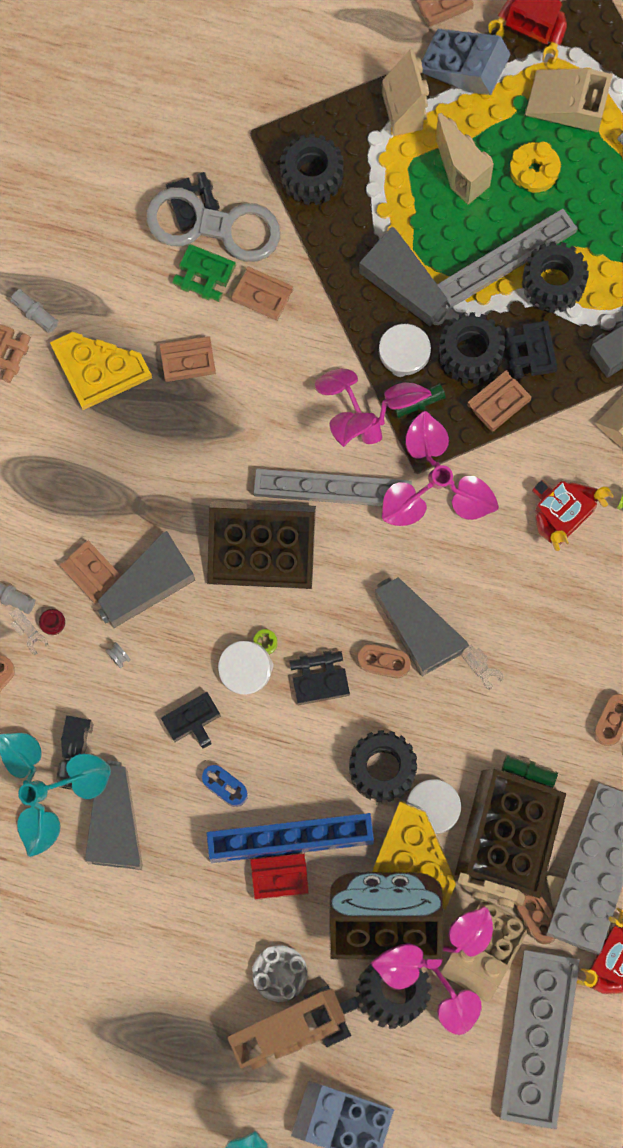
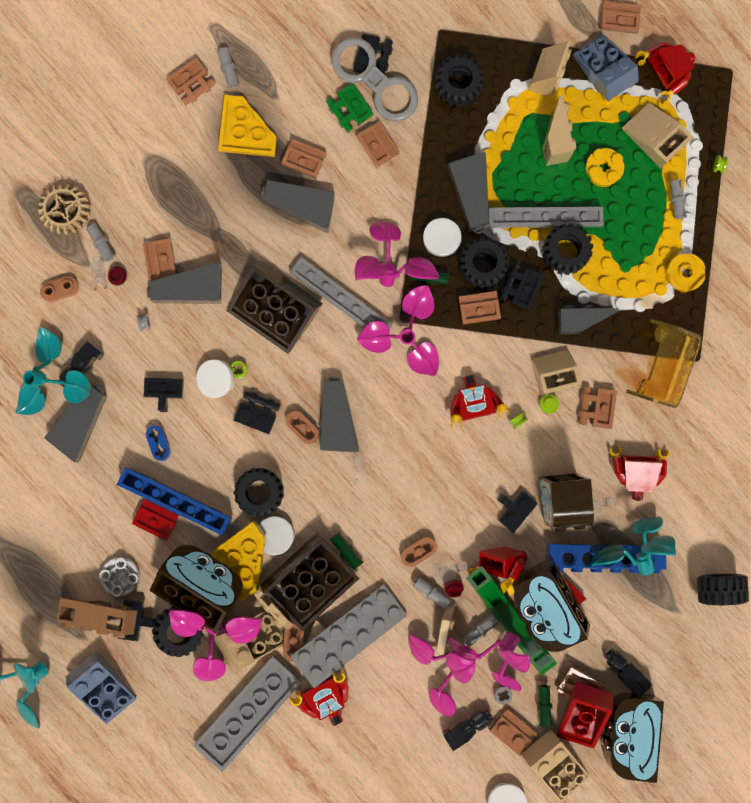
camera: 25 degrees right, 10 degrees up
(219, 408) = (301, 202): none -> dark grey slope

